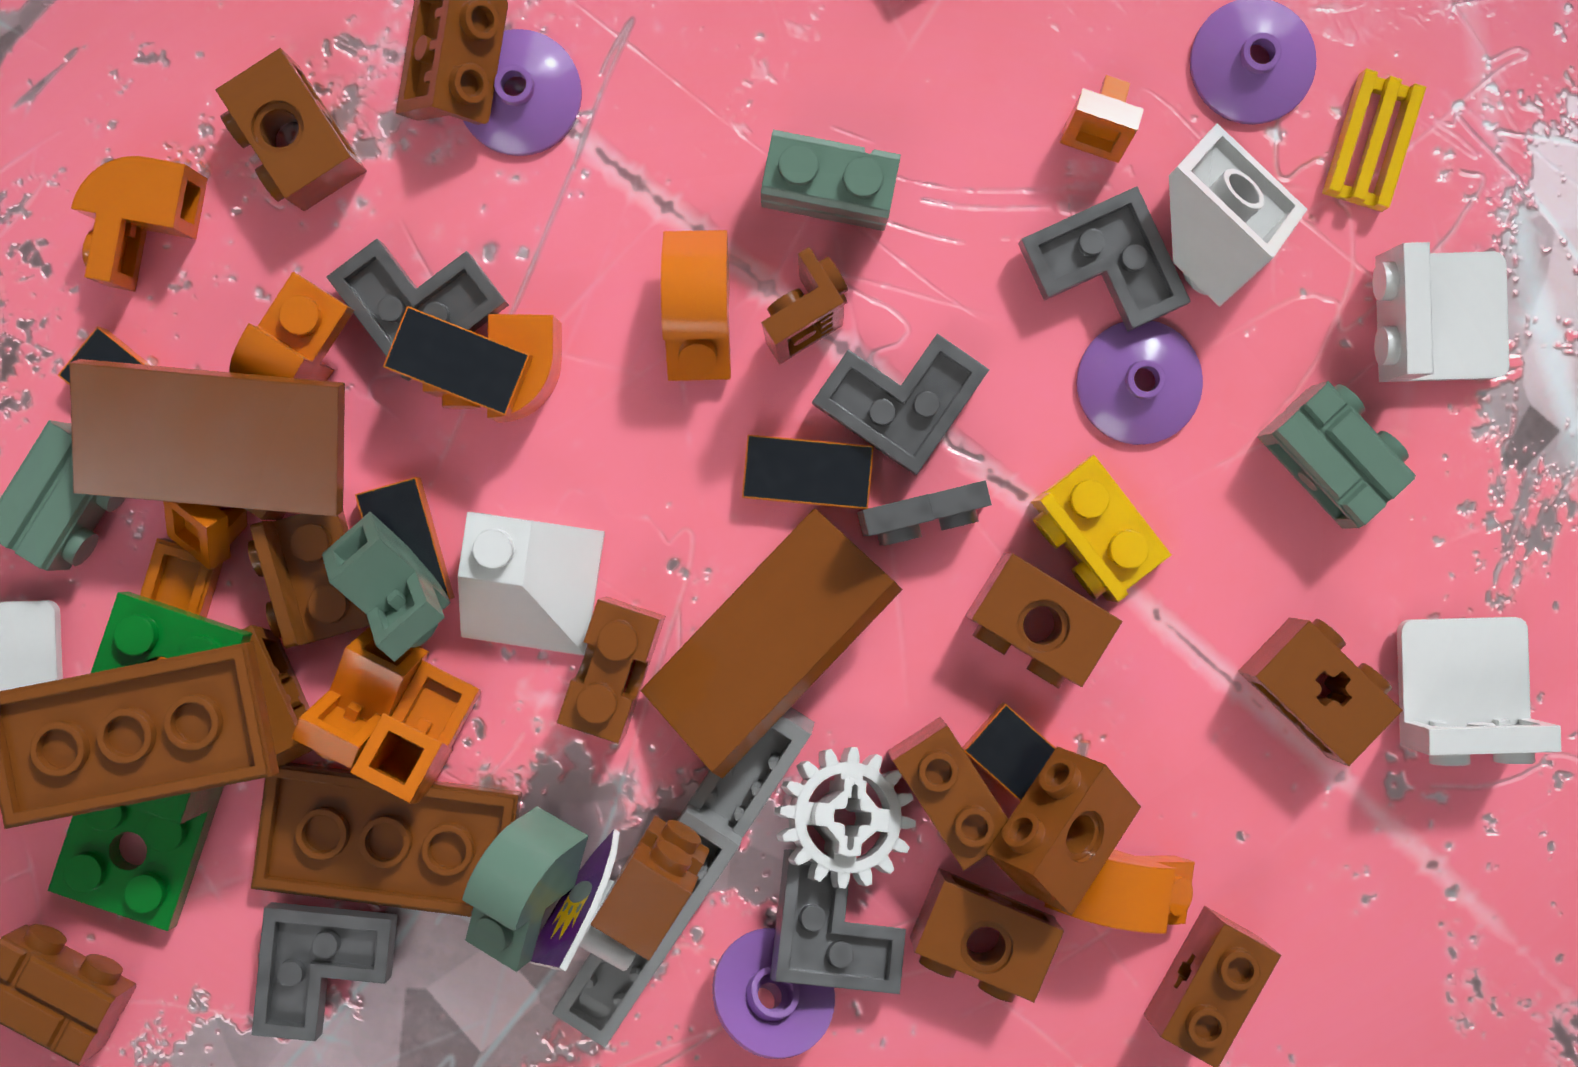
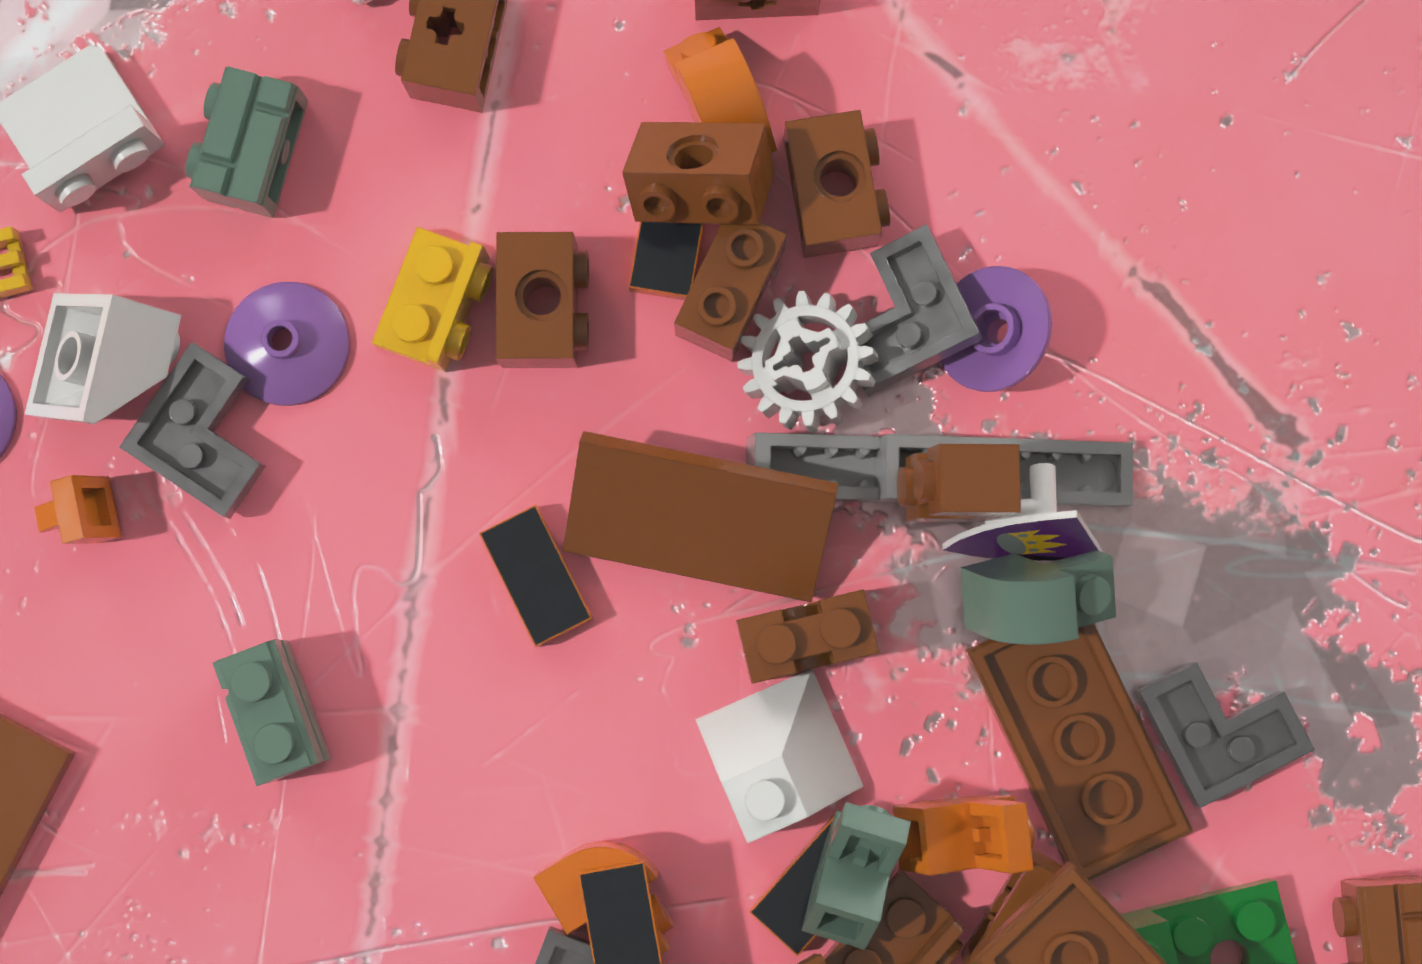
camera: 115 degrees left, 5 degrees down
(417, 739) = (964, 768): orange brick -> none
(696, 305) = (449, 759): orange brick -> none
(804, 319) = (395, 658): dark orange bracket -> none
(901, 519) = (523, 467): flat silver plate -> none
(904, 418) = (440, 523): flat silver plate -> none

